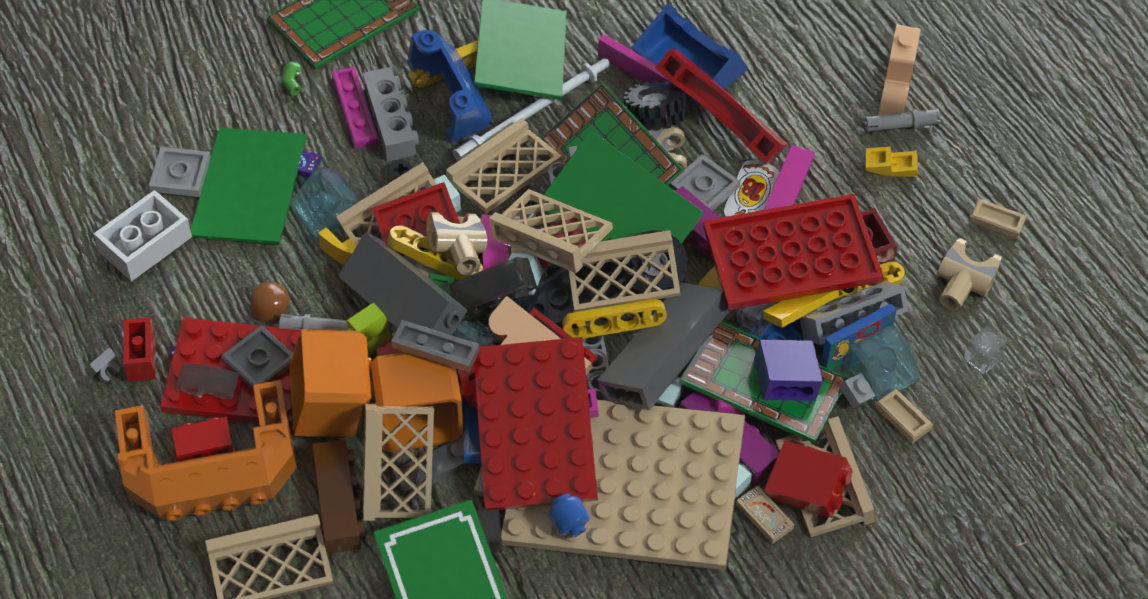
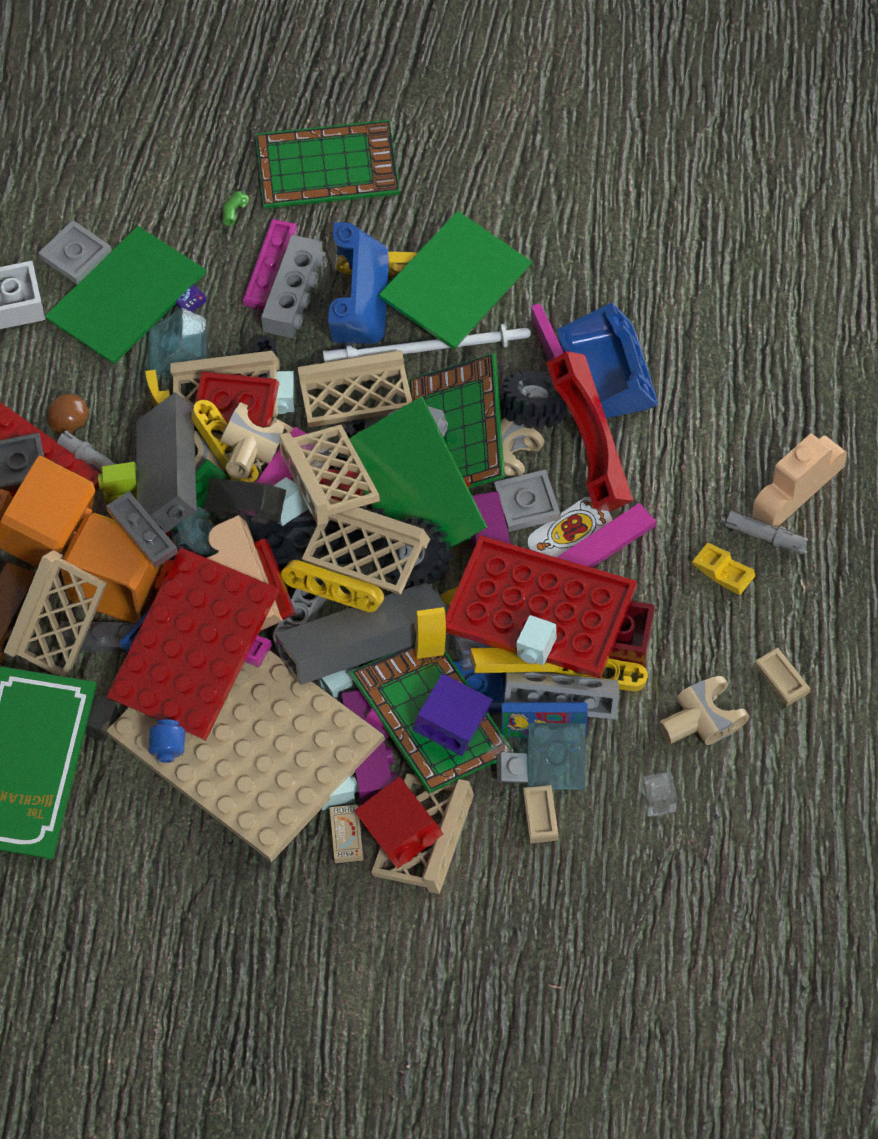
camera: 35 degrees right, 5 degrees up
(725, 312) = (430, 632): none -> yellow slope
(819, 274) = (536, 640): none -> light aqua brick

